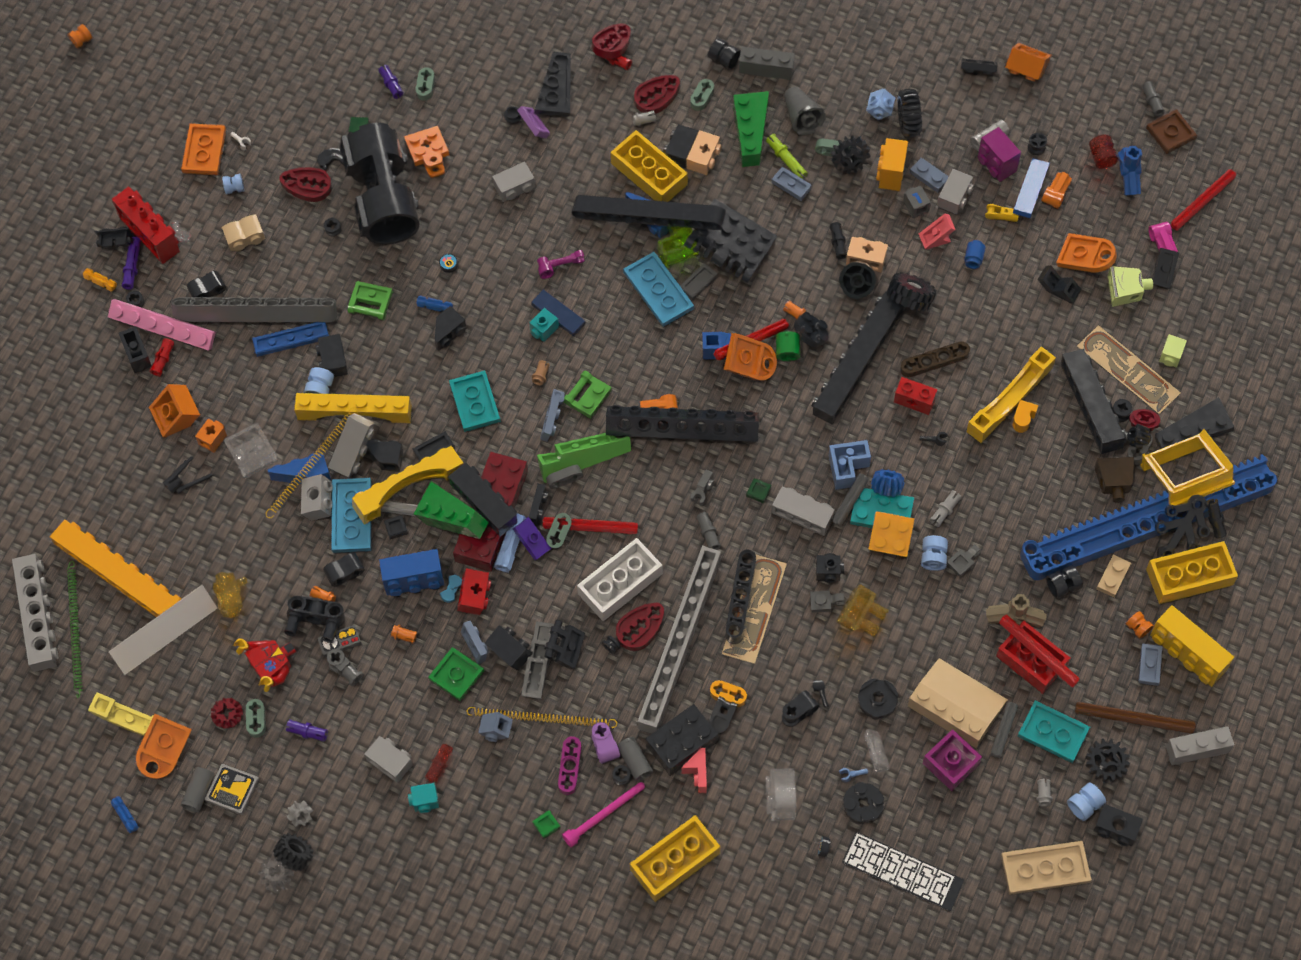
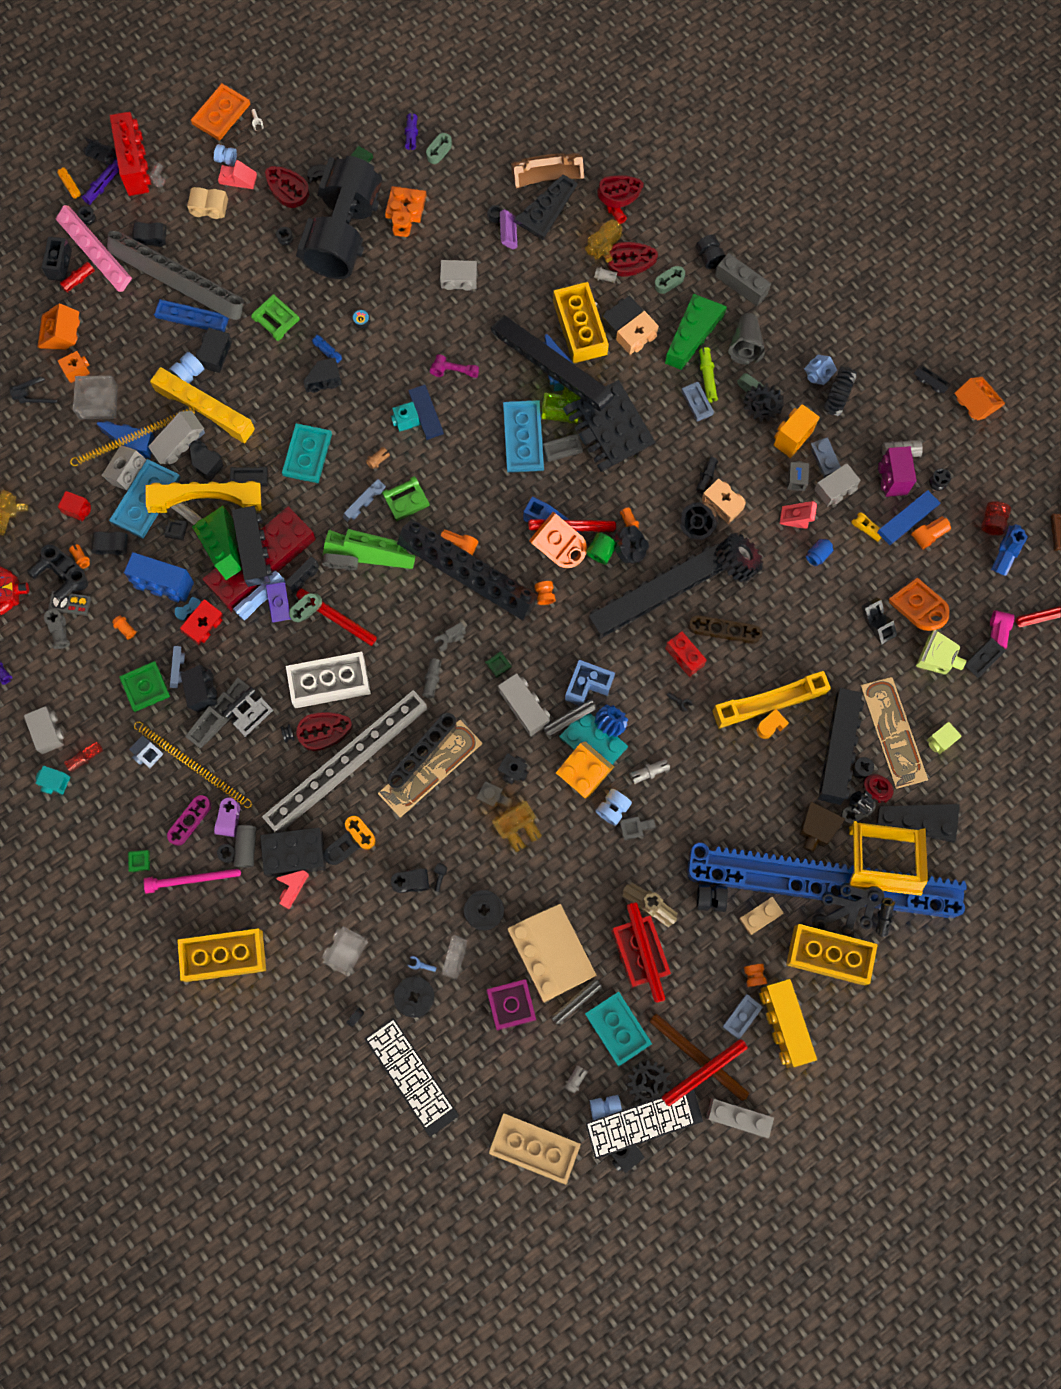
camera: 25 degrees right, 10 degrees up
(256, 197) = (237, 176): none -> coral slope
(291, 554) = (74, 506): none -> red brick
(536, 52) = (547, 168): none -> medium nougat windscreen
(624, 90) = (603, 240): none -> clear yellow brick
(760, 405) = (545, 593): none -> orange wheel
(1124, 791) = (641, 1124): none -> sticker
(1148, 724) = (704, 1072): none -> red axle

